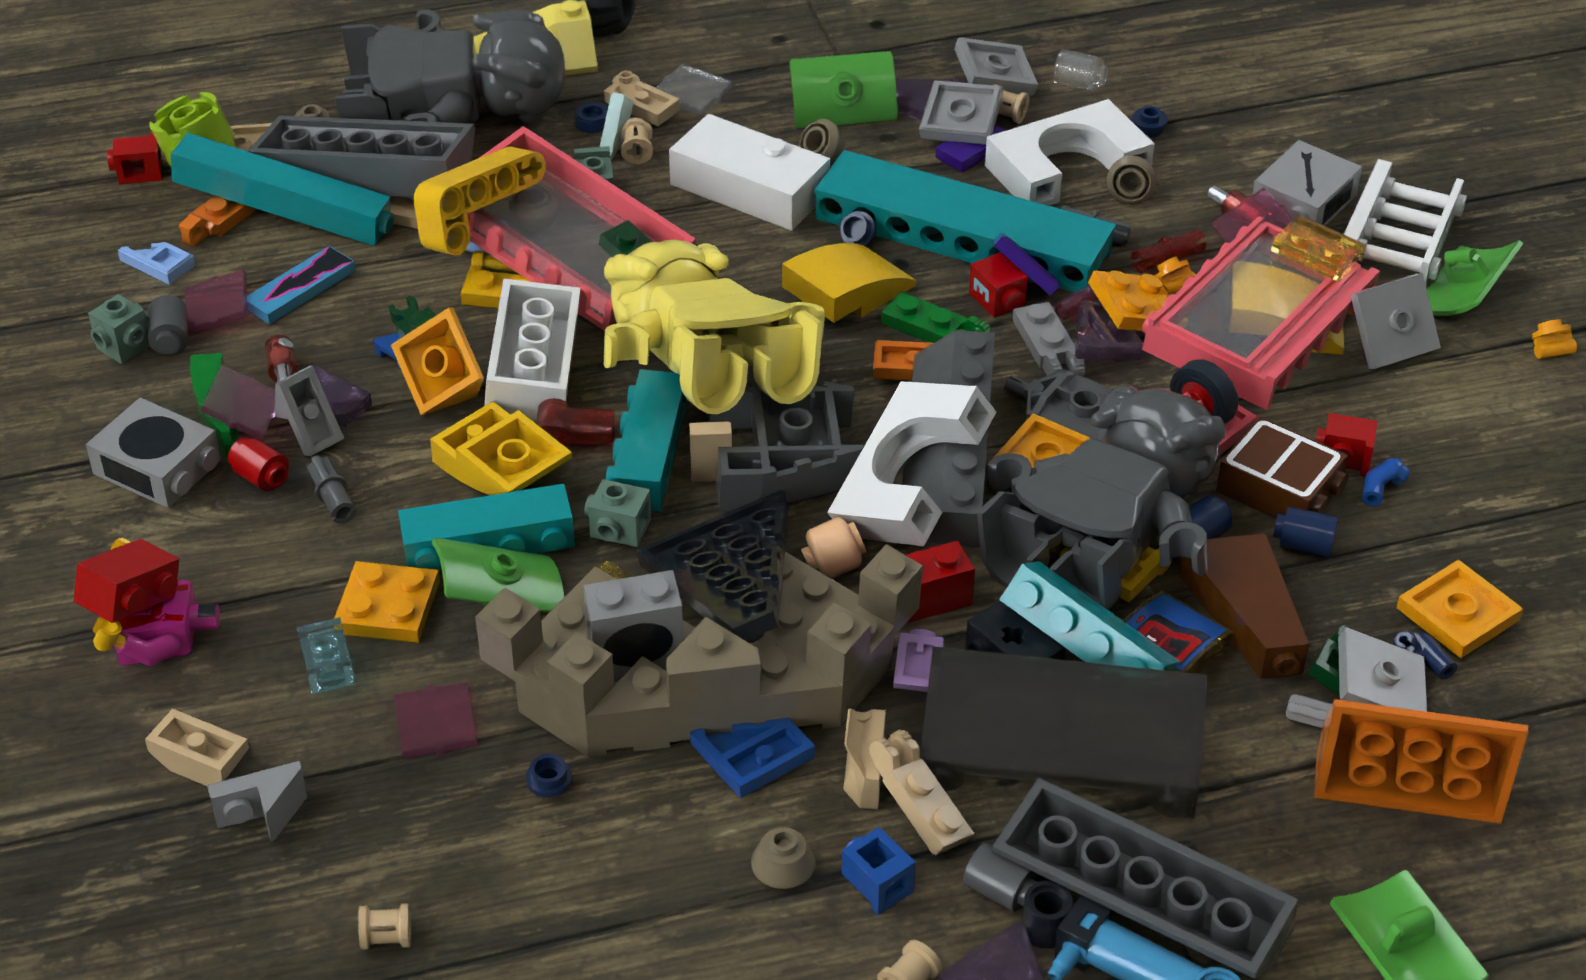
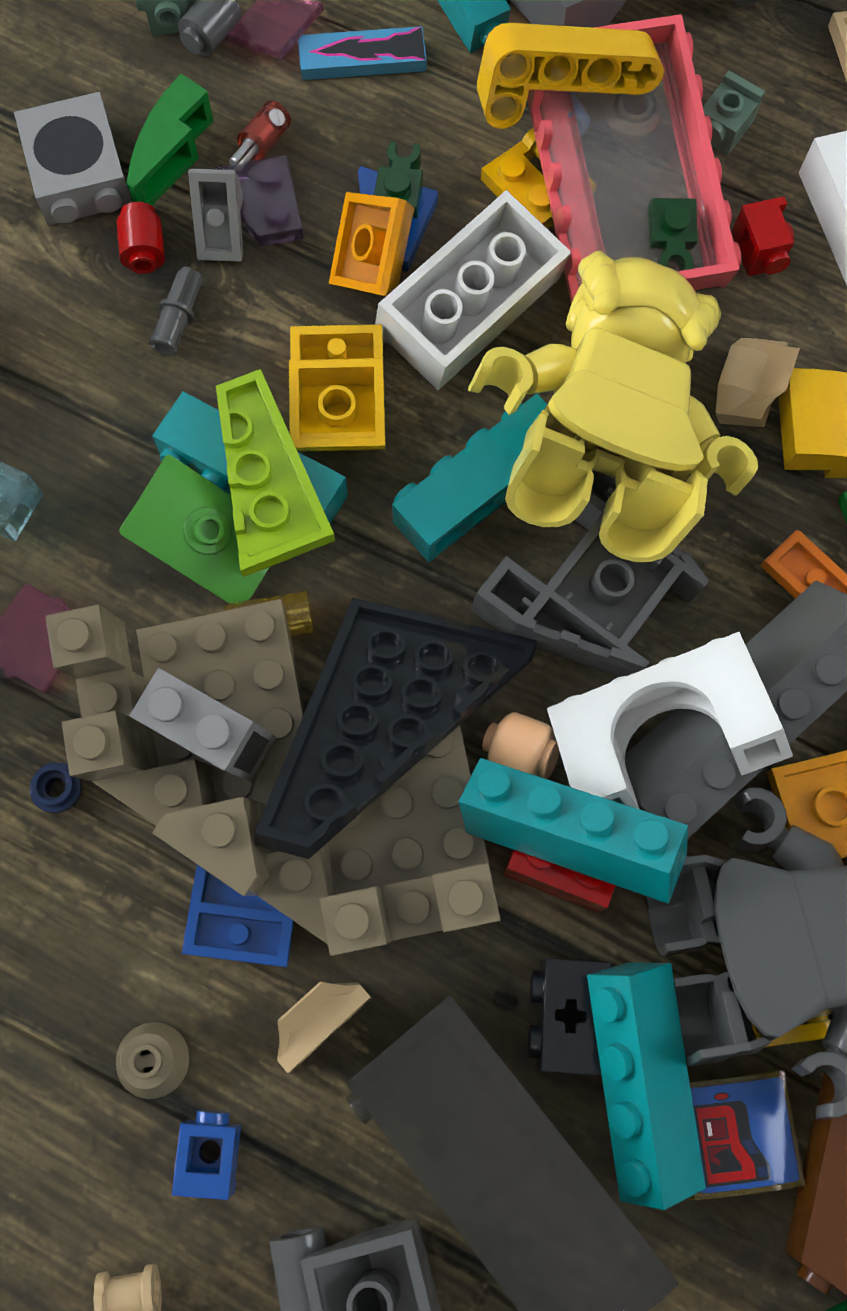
camera: 40 degrees right, 30 degrees up
(240, 402) = (164, 156): clear pink piece -> none
(387, 601) = (105, 473): light orange plate -> none
(520, 509) = (269, 488): none -> lime wing
(576, 424) = (424, 397): clear red piece -> none
(591, 117) = (798, 37): dark blue tile -> none
(617, 115) = (806, 64): light aqua tile -> none
(618, 512) = (369, 545): sand green brick -> none
(644, 134) = (808, 98): tan bush -> none
(692, 217) = (764, 236): none -> red brick
(704, 444) = (503, 542): tan tile -> none
(769, 277) = (753, 379): none -> tan slope
(914, 659) = (472, 952): lavender bracket -> none
(916, 521) = (575, 829): none -> teal brick
(919, 792) = (314, 1120): tan hinge -> none

